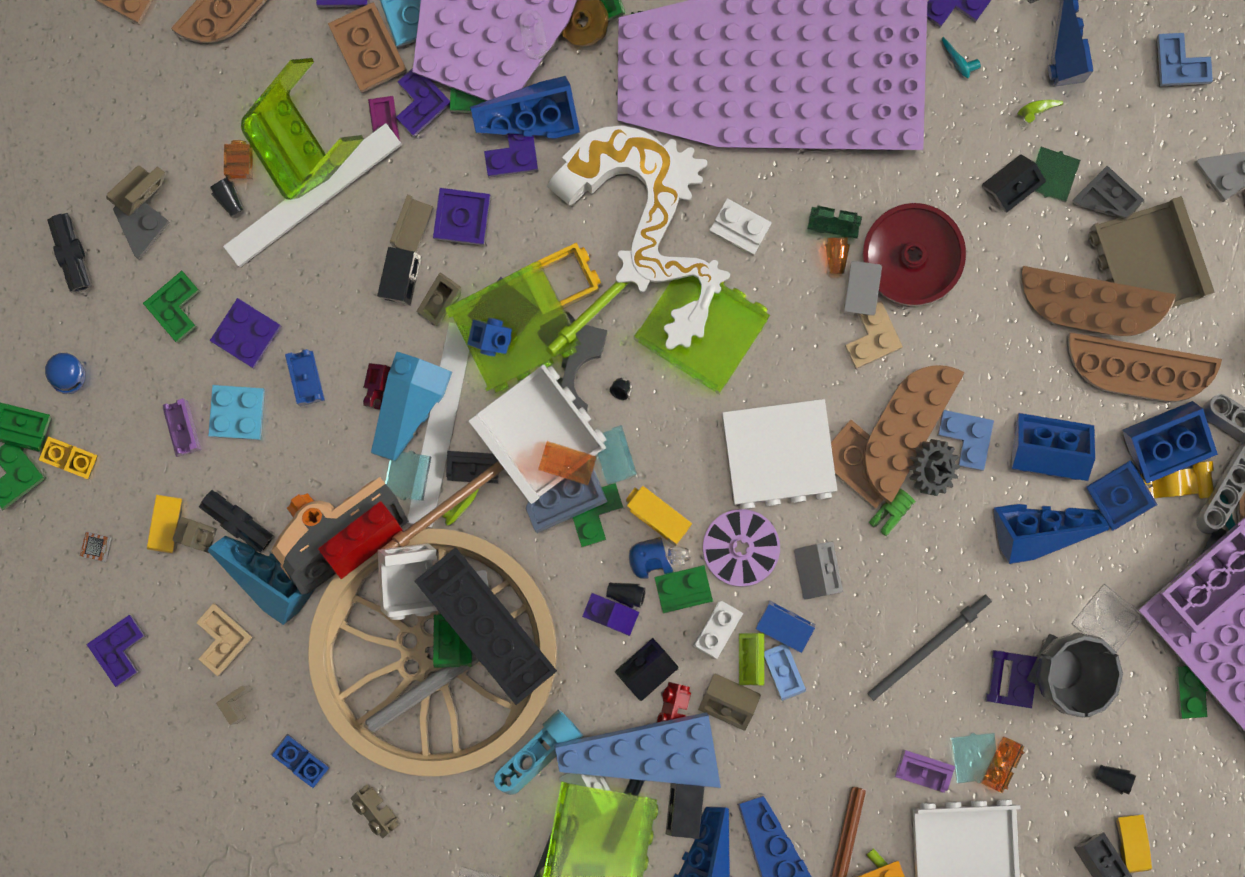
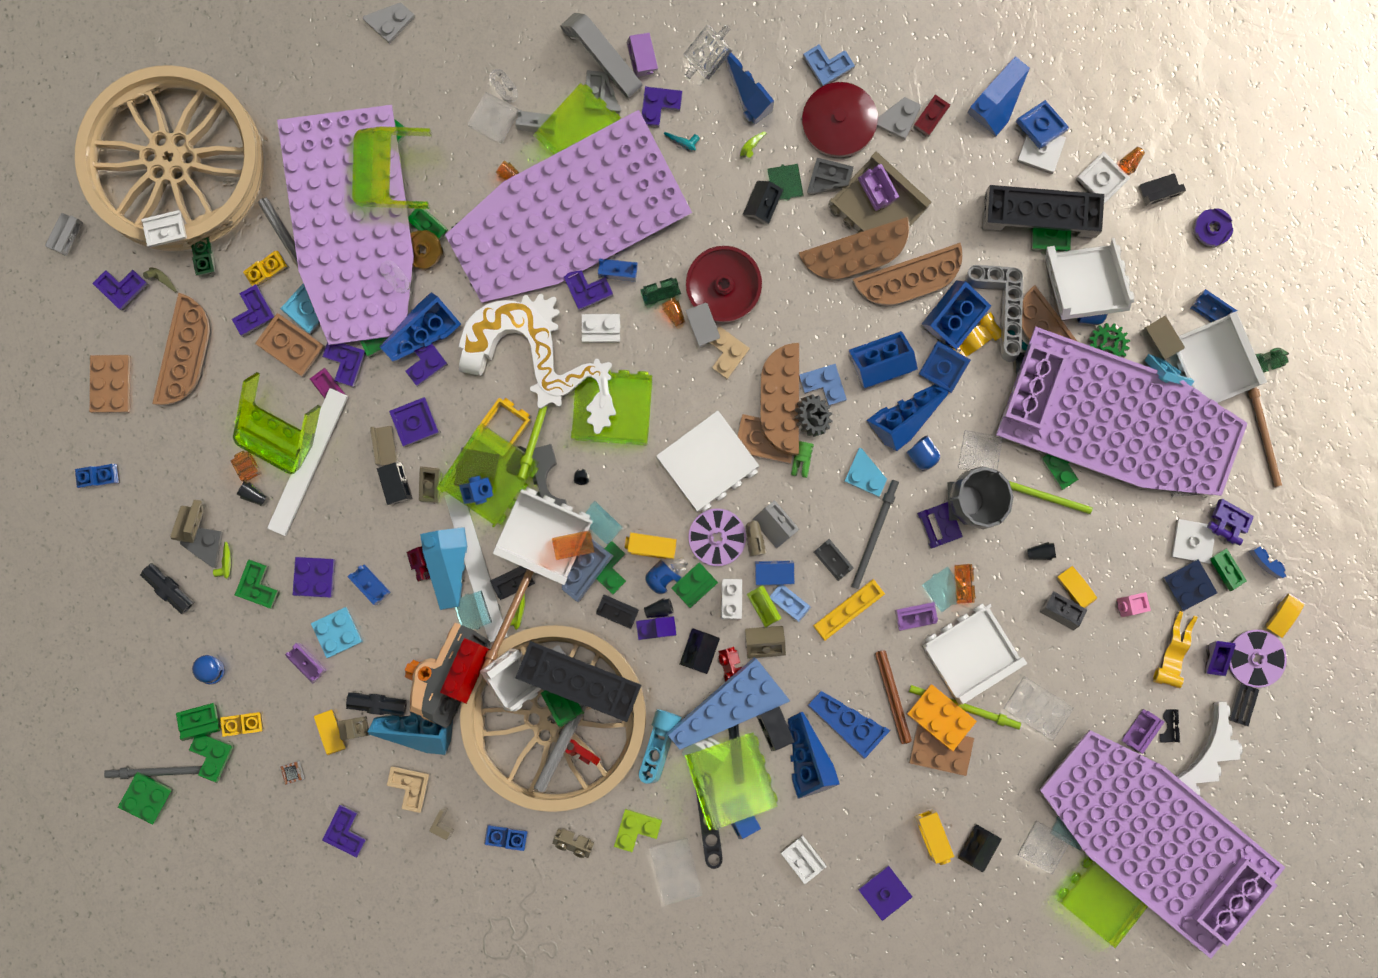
camera: 30 degrees left, 0 degrees up
(61, 77) = (96, 476): none -> blue slope
(153, 260) = (226, 563): none -> lime bar
(446, 717) = (585, 755): none -> red plate
(459, 829) = (634, 824): none -> lime plate
(576, 569) = (617, 611): none -> black hinge
(745, 177) = (584, 293): none -> dark purple plate
(784, 574) = (755, 539): none -> dark tan hinge
(798, 169) = (617, 270): none -> blue hinge
(849, 719) = (848, 609): none -> yellow tile
(863, 650) = (833, 559): none -> dark grey hinge
(957, 571) = (865, 474): none -> medium azure wing
(1040, 585) = (924, 454): none -> blue helmet
(1159, 135) = (839, 119): none -> dark red dish
(1159, 717) = (1051, 498): none -> lime bar
(1161, 241) = (878, 187): none -> medium lavender hinge

